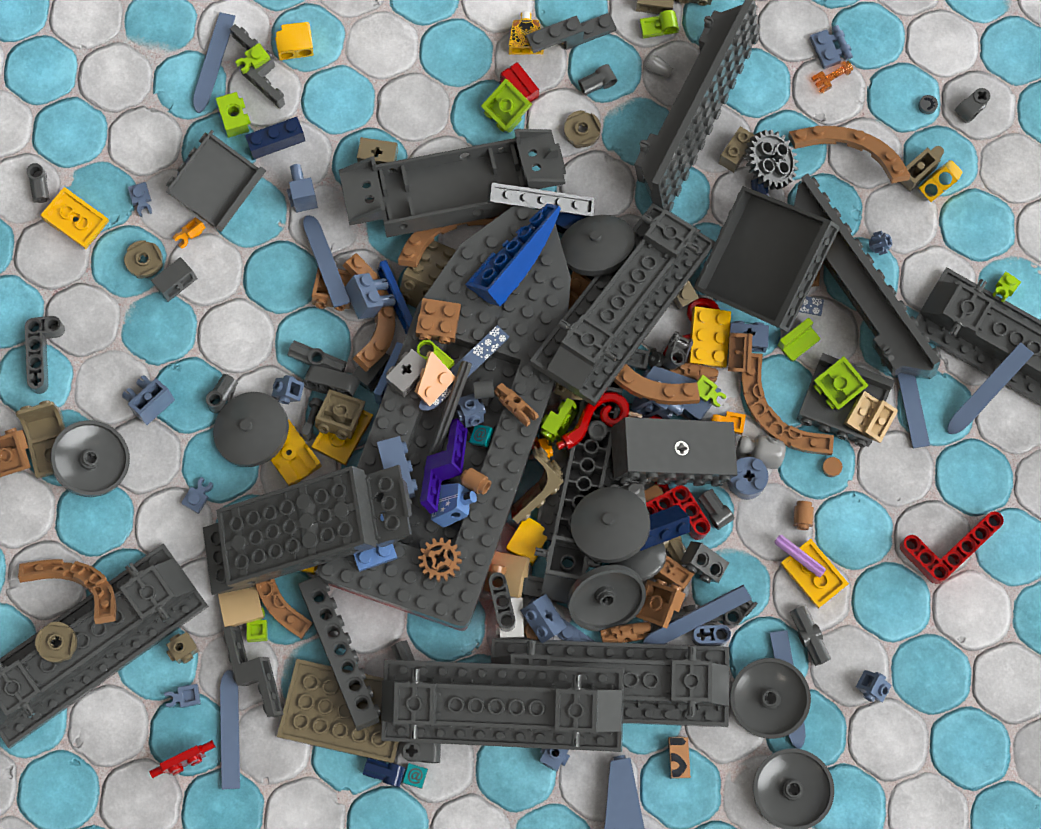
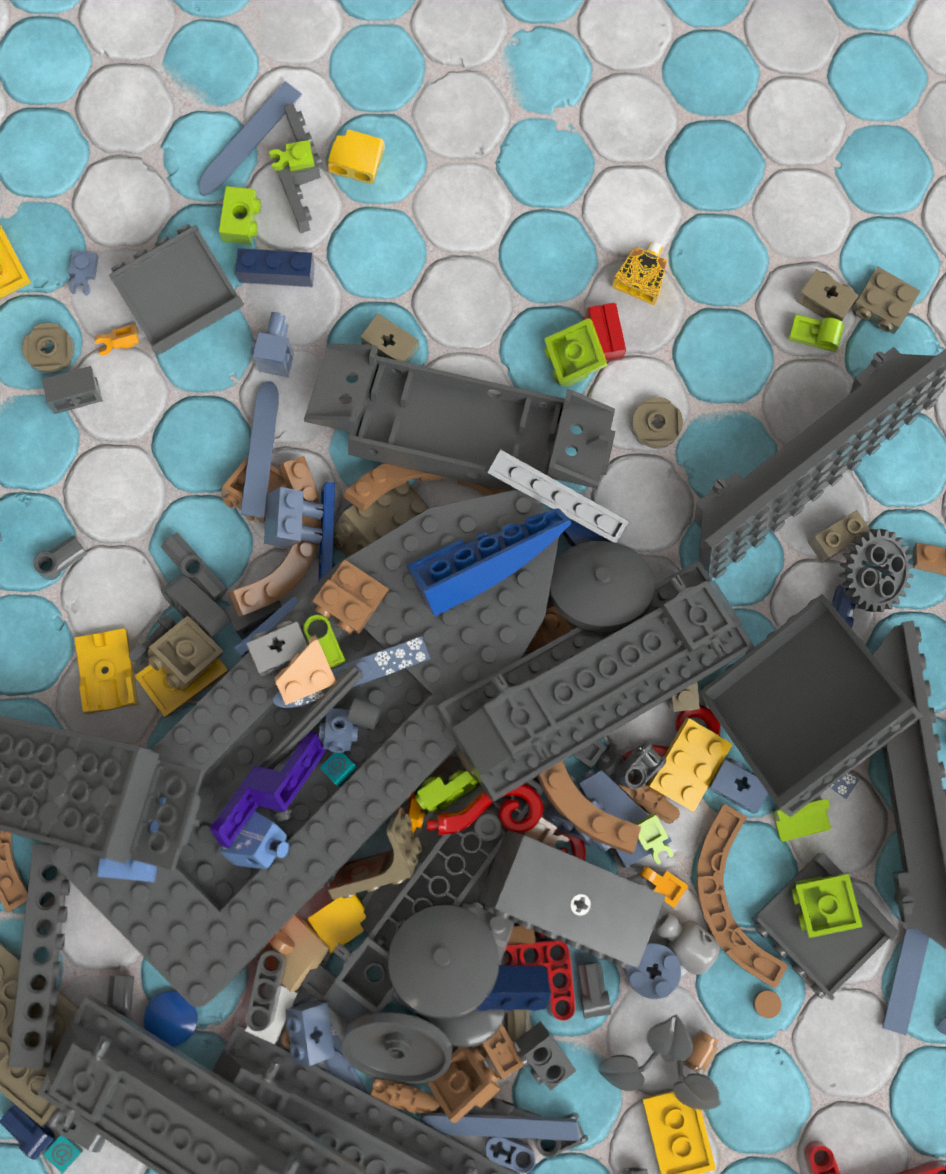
camera: 25 degrees right, 5 degrees up
(251, 429) = (72, 620): dark grey dish -> none
(287, 389) = (139, 591): sand blue brick -> none
(393, 453) = (209, 753): sand blue brick -> none
(432, 555) = (211, 922): medium nougat gear -> none
(445, 650) = (170, 1018): none -> blue dish
(475, 481) = (296, 829): medium nougat brick -> none
(515, 404) = (389, 739): medium nougat hinge -> none
(571, 32) = (700, 294): dark grey bracket -> none
(600, 79) = (712, 369): dark grey piece -> none
(658, 66) = (790, 385): light grey cone -> none
(740, 352) = (718, 805): medium nougat hinge -> none
(781, 507) = (672, 1043): none -> dark grey plant
(800, 556) = (670, 1105): lavender axle -> none
(871, 417) = (847, 964): tan slope -> none

